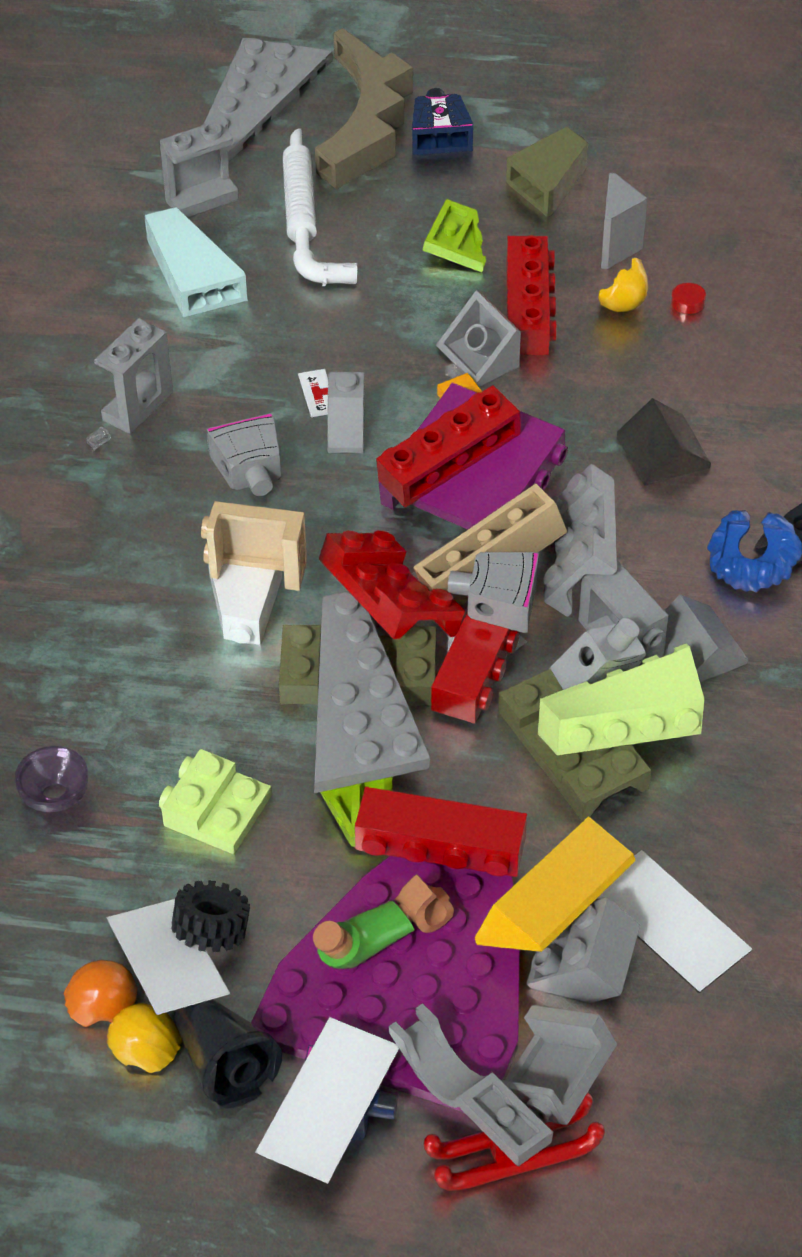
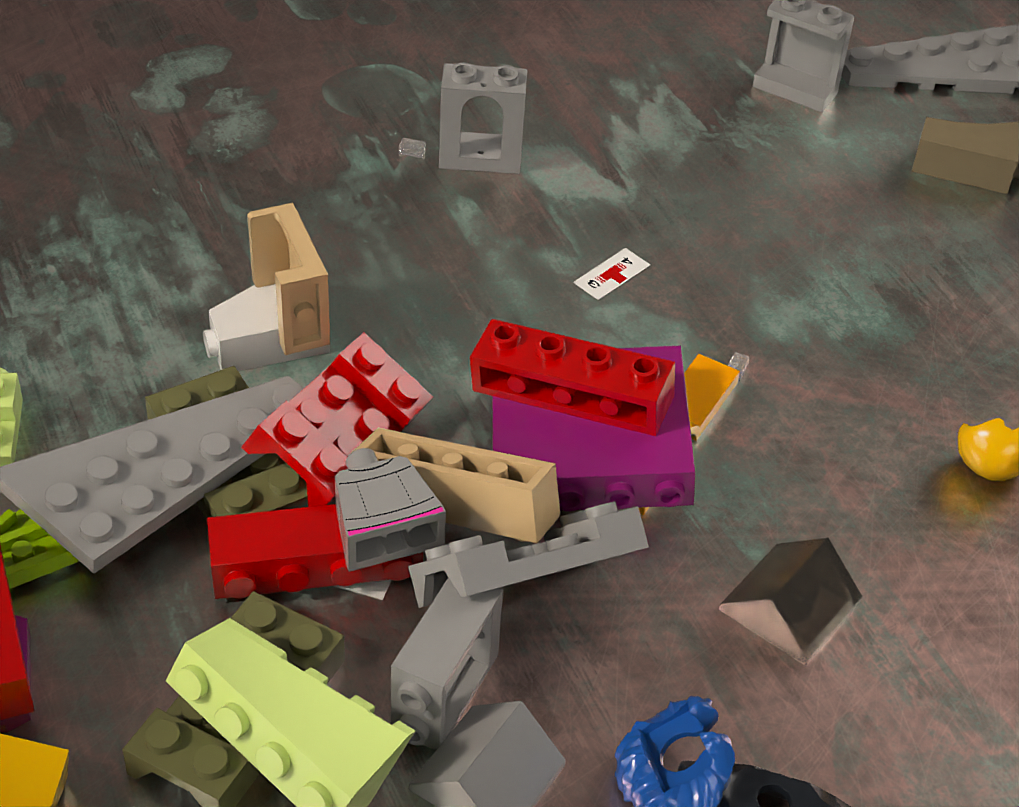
camera: 55 degrees right, 5 degrees down
(193, 265) = (686, 109): light aqua slope -> none
(247, 453) = (469, 249): light grey torso -> none
(302, 218) = (839, 154): white piece -> none
(346, 412) = (589, 295): light grey slope -> none
(457, 236) = (933, 279): lime wing -> none
(482, 341) = (790, 362): light grey slope -> none
(528, 292) = (902, 371): red brick -> none
(598, 653) = (343, 650): light grey torso -> none

